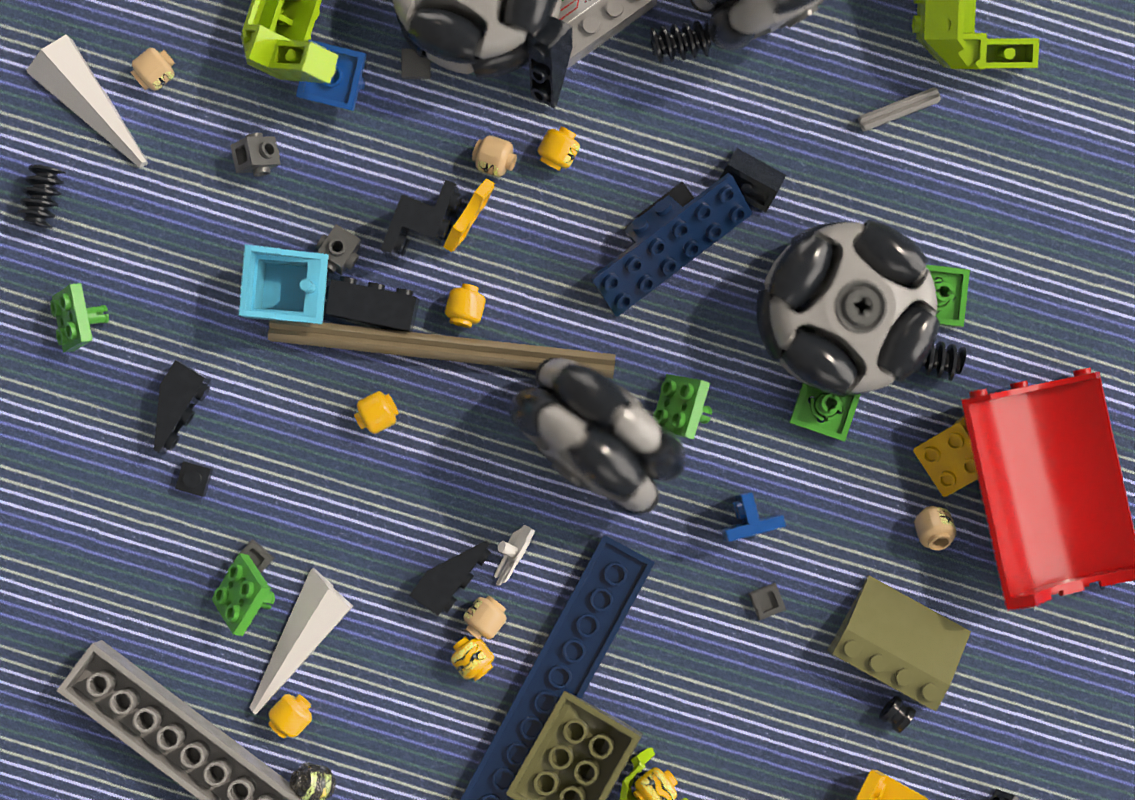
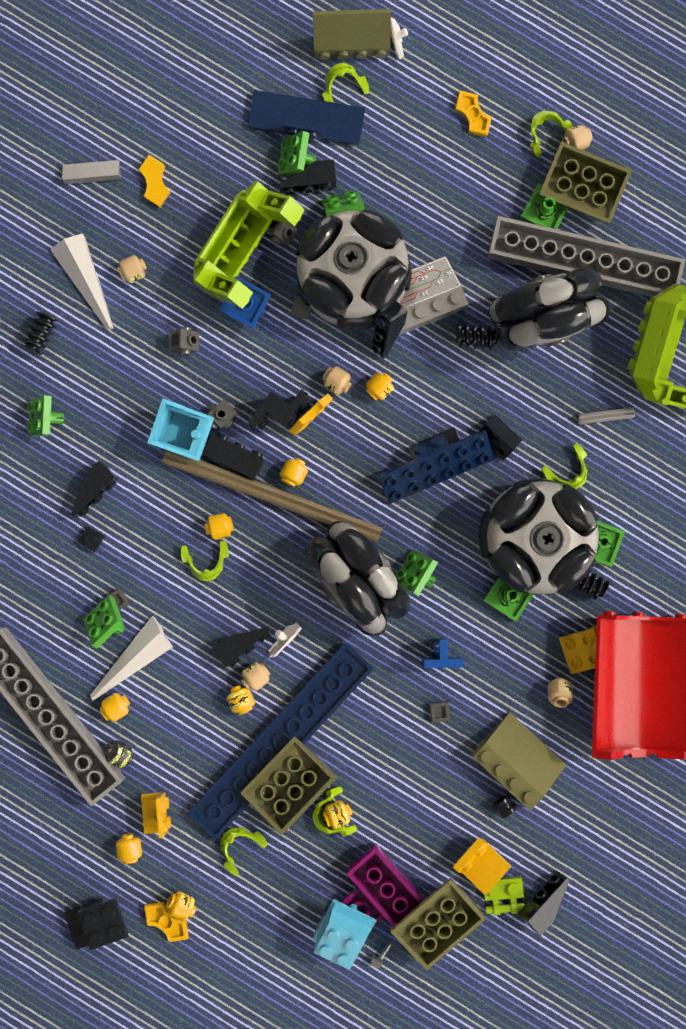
camera: 15 degrees right, 0 degrees up
(375, 487) = (206, 575): none -> lime helmet
(883, 213) = (578, 480): none -> lime helmet

